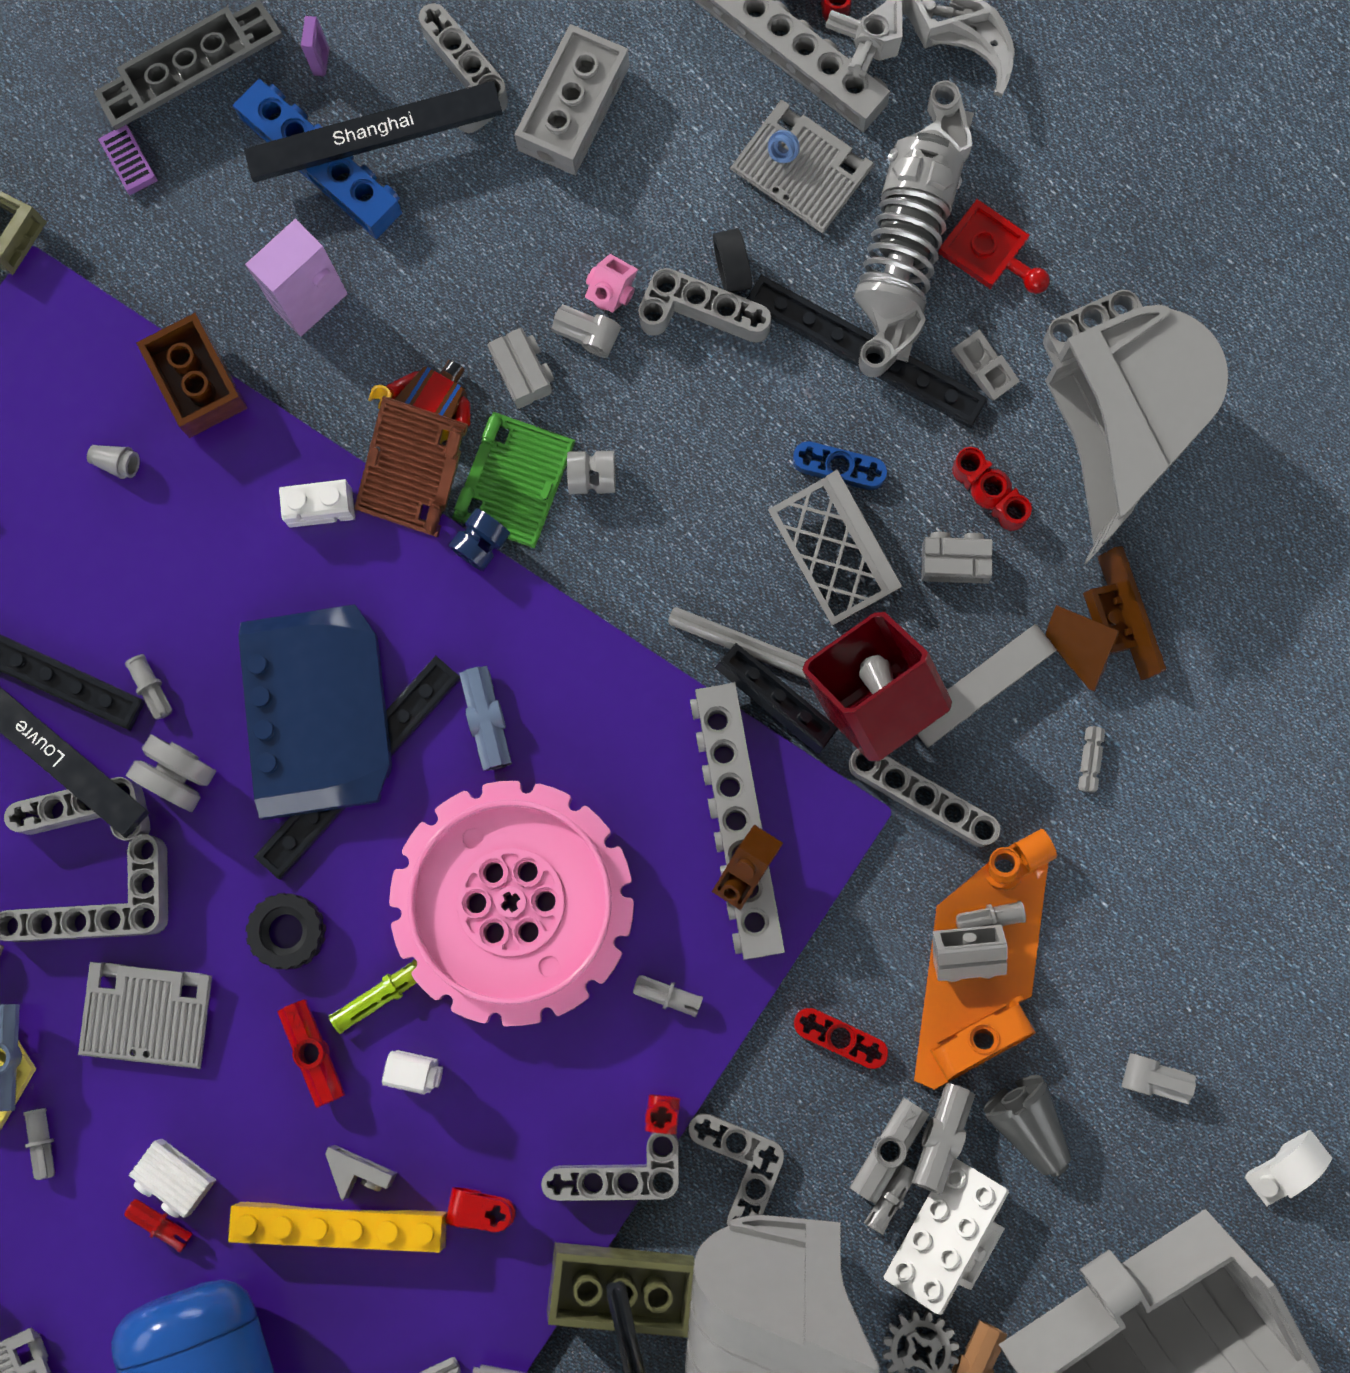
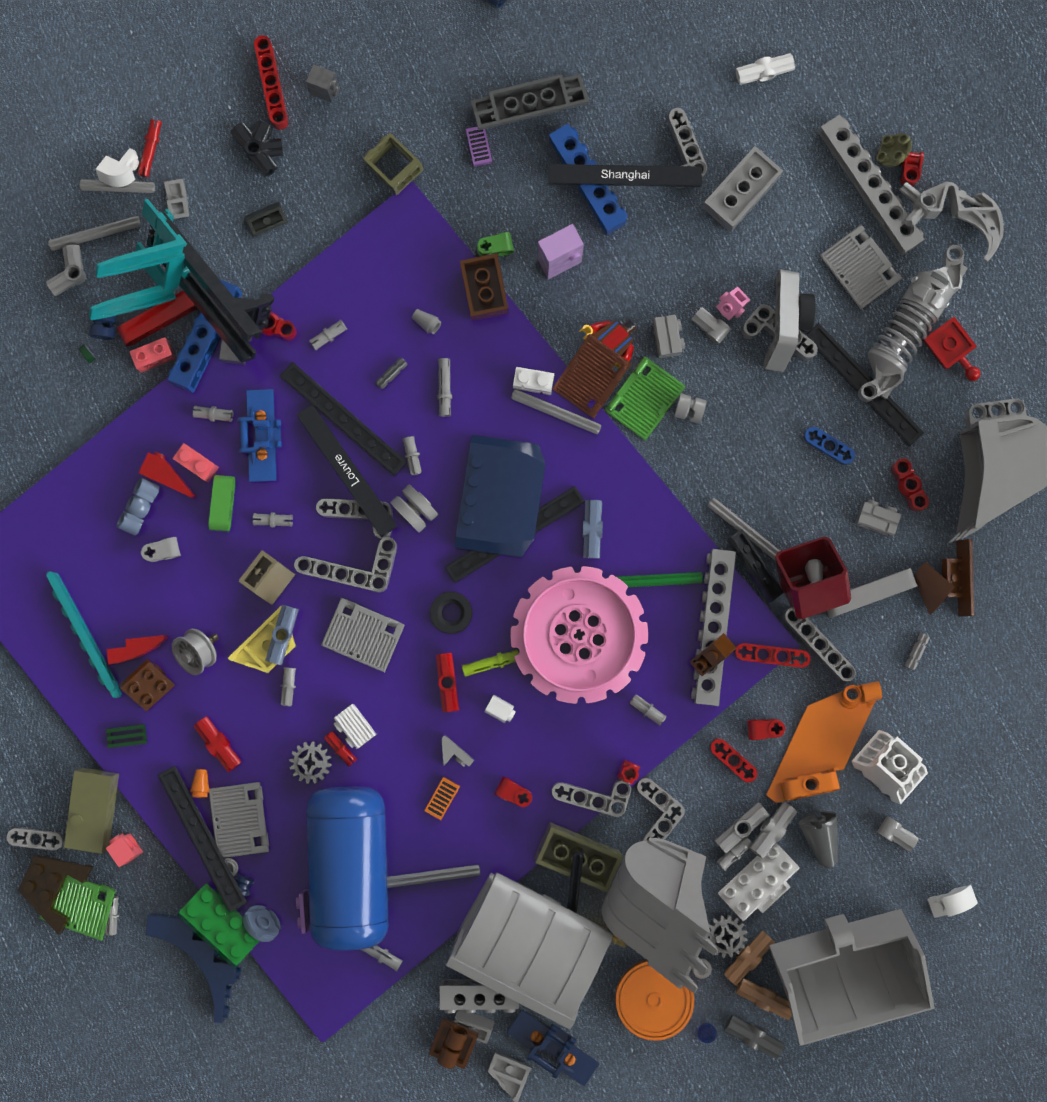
camera: 15 degrees right, 5 degrees up
(78, 562) = (391, 373): none -> dark grey axle
(111, 1279) = (318, 763): none -> light grey gear
(175, 568) = (444, 387): none -> light grey pin
(203, 299) = (498, 244): none -> bright green piece
(315, 46) = (605, 113): medium lavender tile -> none
(337, 1228) = (436, 779): yellow arch -> none
(356, 1271) = (442, 798): none -> tile
(370, 543) = (556, 411): none -> light grey axle
(483, 528) = (618, 428): dark blue wheel -> none
(627, 767) = (662, 579): none -> green axle
(705, 288) = (785, 321): none -> light grey beam
(778, 152) = (850, 256): medium blue plate -> none
(850, 836) = (772, 655): none -> red beam
(860, 533) = (829, 489): light grey fence -> none
(871, 971) = (761, 729): none -> red piece
(969, 953) = (818, 736): light grey brick -> none
(984, 365) = (928, 414): light grey slope -> none
(997, 915) = (835, 720): light grey axle -> none
(1109, 966) = (890, 766): none -> white slope

